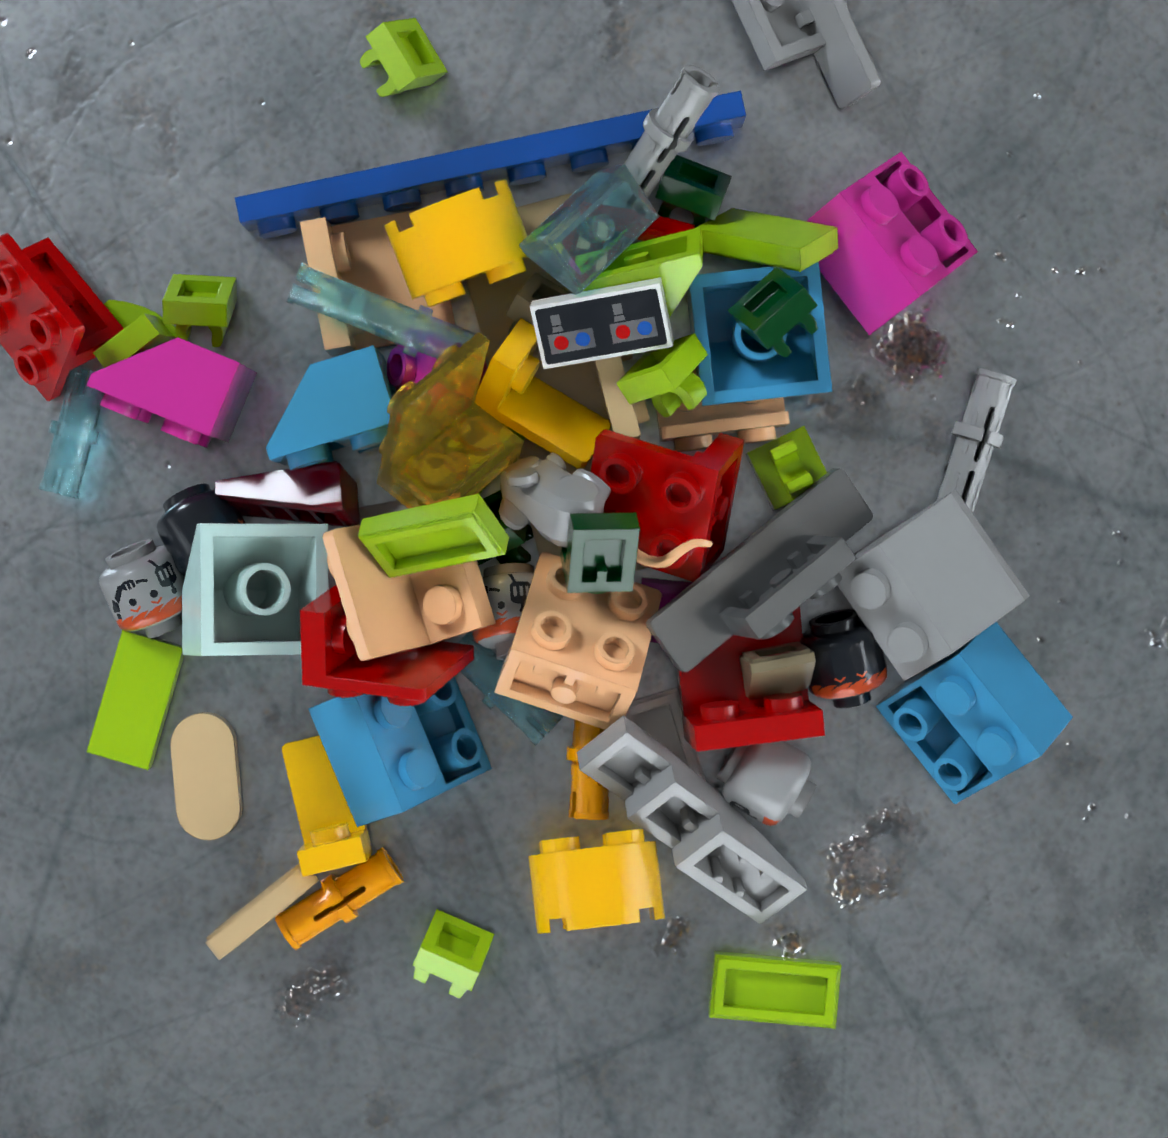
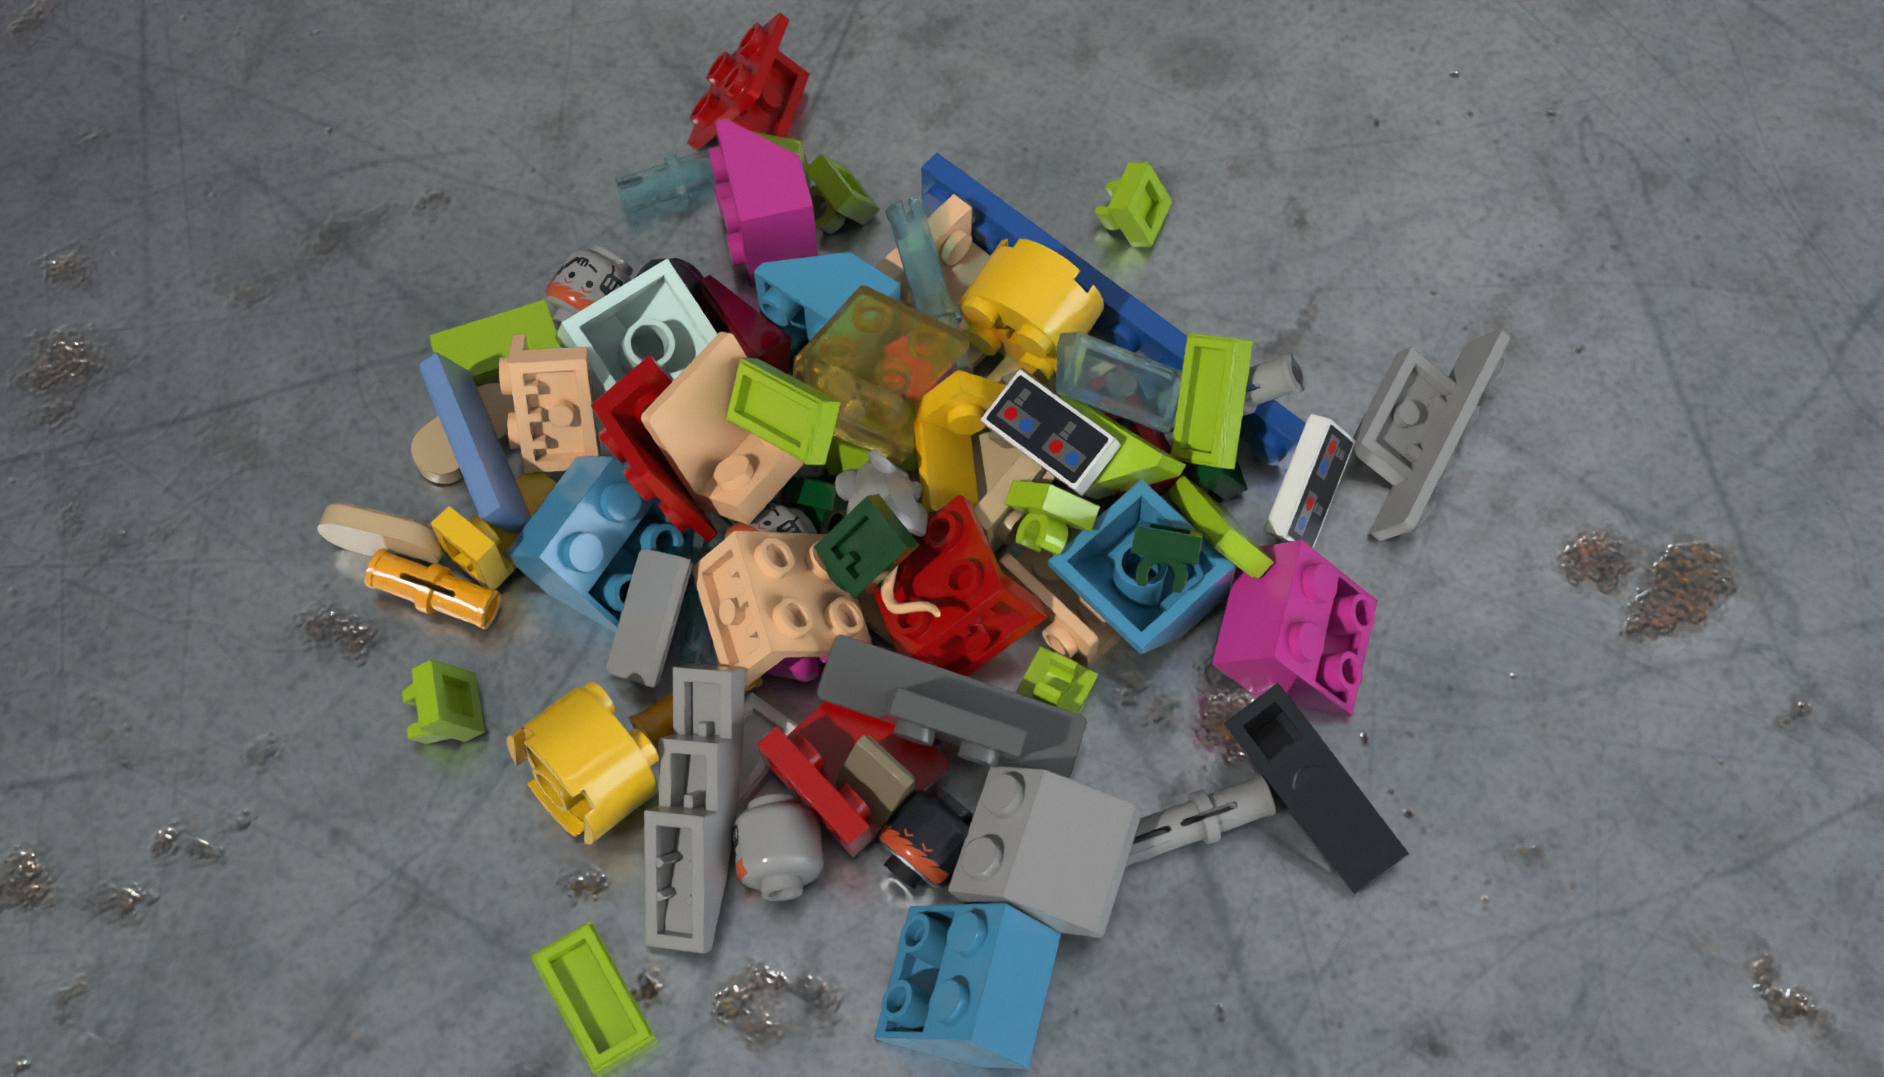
camera: 50 degrees right, 25 degrees down
(239, 787) = (475, 444): none -> medium blue tile
(254, 707) = (551, 405): none -> light nougat bracket
(503, 747) = (649, 617): none -> light grey slope
(665, 164) = (1211, 400): none -> lime tile
(779, 133) = (1310, 482): none -> tile
(1019, 335) = (1316, 788): none -> black slope

